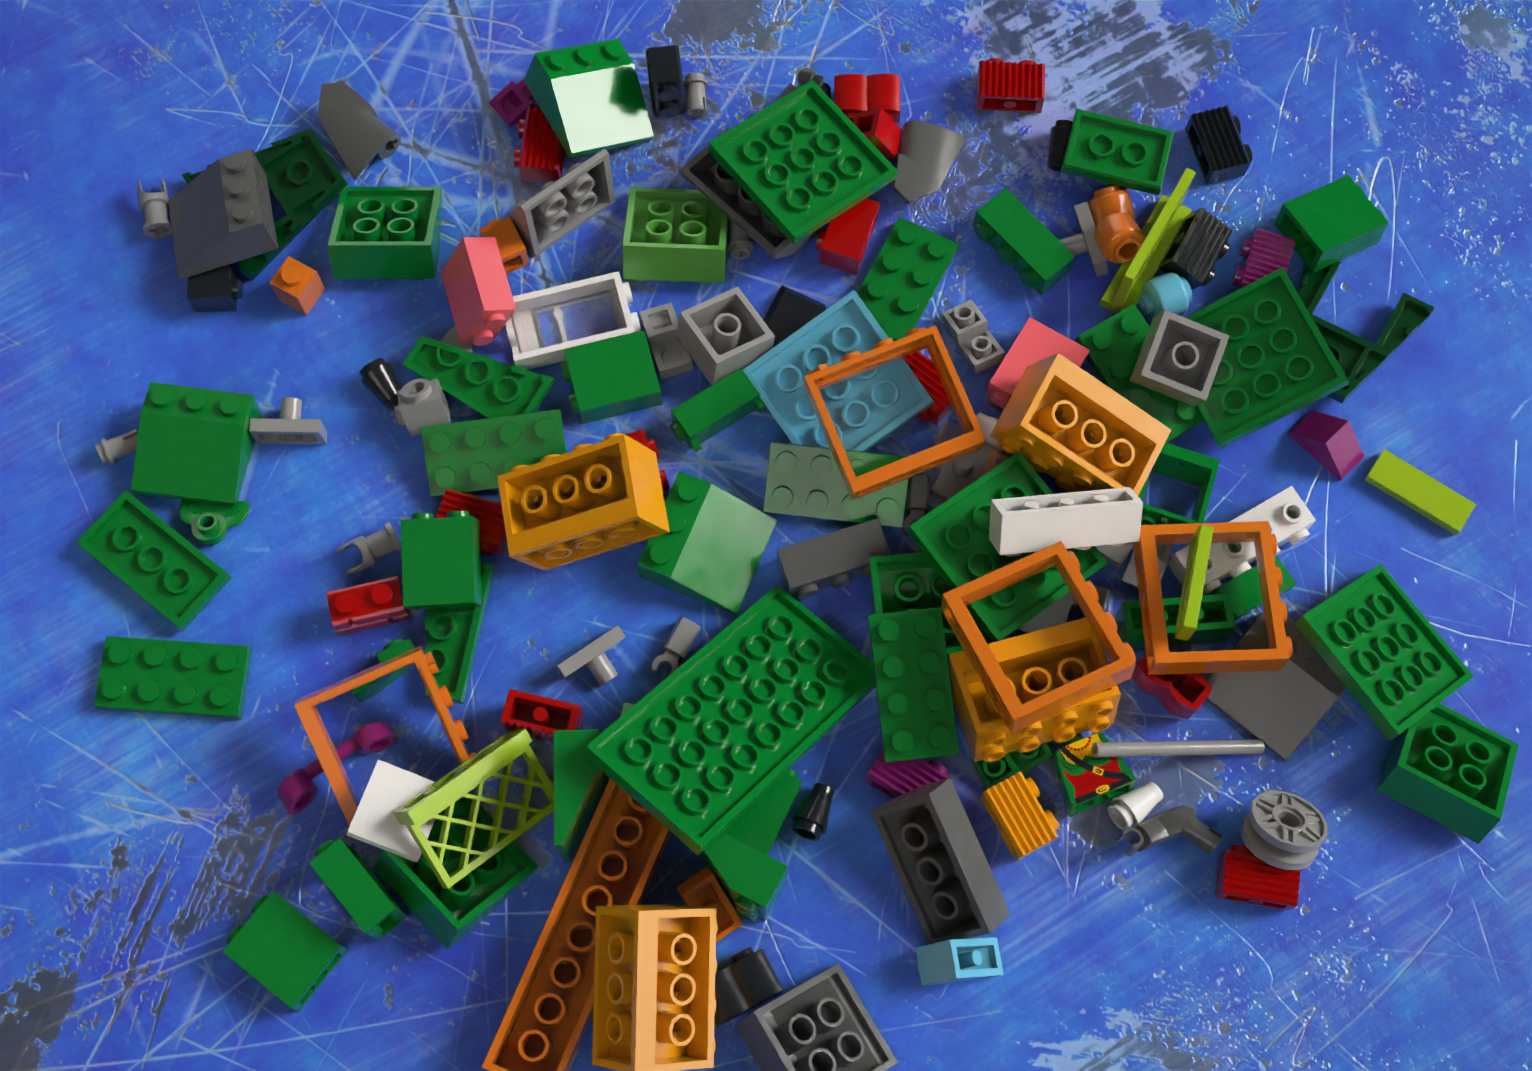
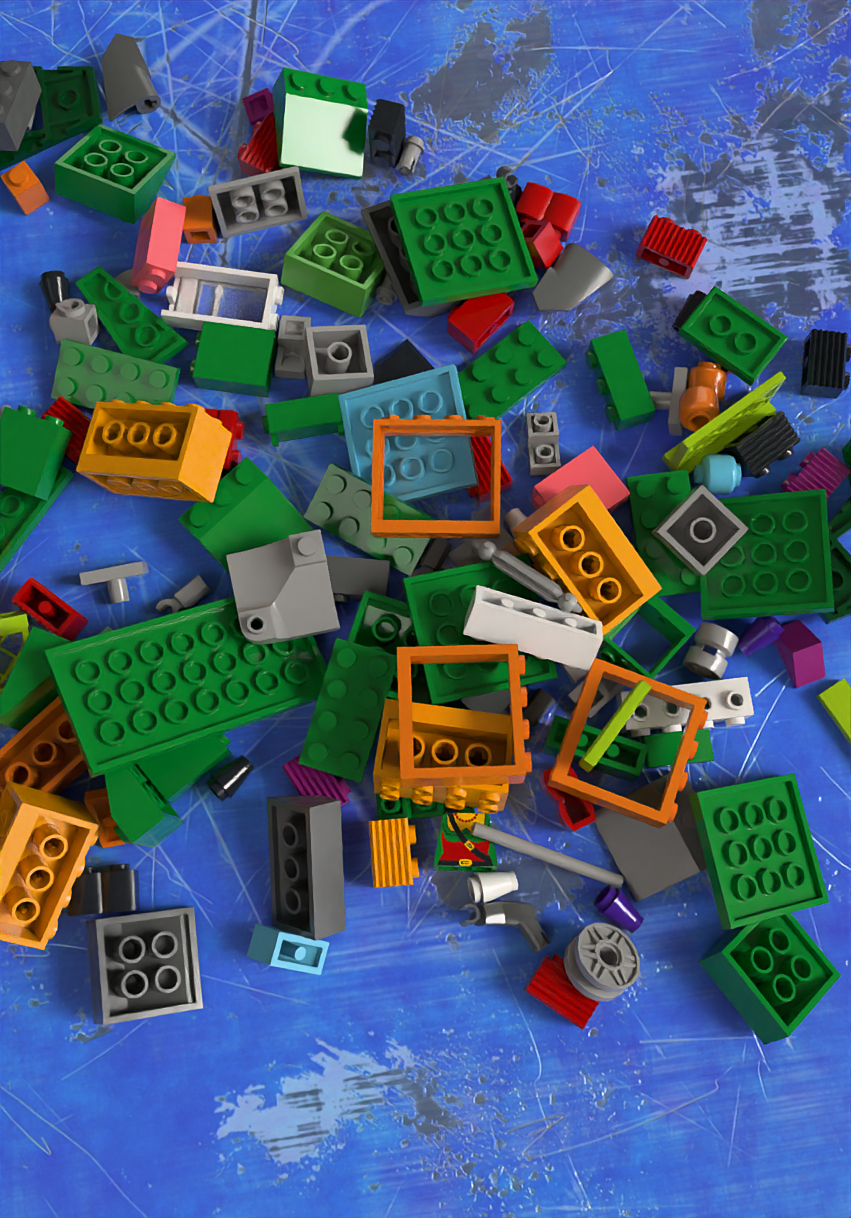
camera: 25 degrees right, 5 degrees up
(786, 590) = (284, 589): none -> light grey slope
(1034, 472) = (527, 576): none -> light grey wheel
(1242, 478) = (714, 641): none -> light grey wheel
(1272, 773) = (618, 909): none -> dark purple cone
(1282, 439) = (760, 634): none -> dark purple cone

